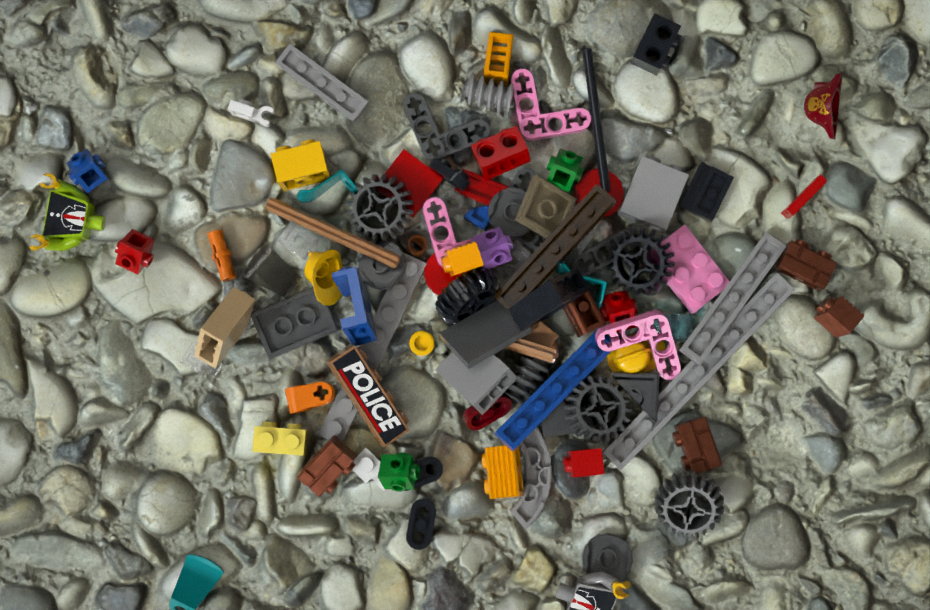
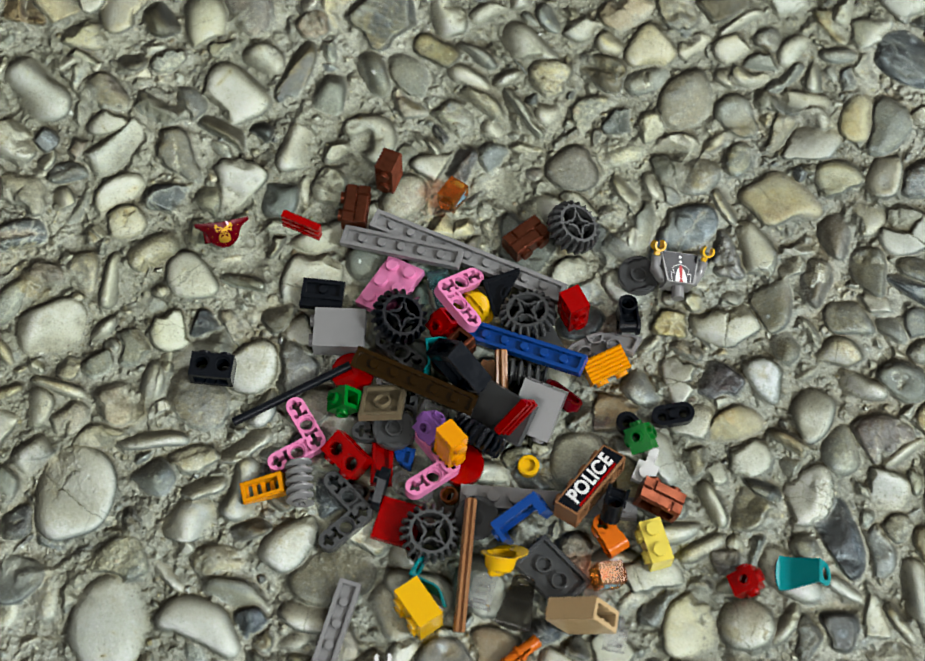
camera: 110 degrees left, 20 degrees down
(203, 520) = (746, 581): none -> red brick
(265, 377) = (608, 575): none -> clear orange brick
(338, 414) = (613, 505): none -> black piece
(464, 338) = (515, 416): none -> red tile
(550, 521) = (628, 315): none -> black piece
(784, 382) = (452, 194): none -> clear orange brick

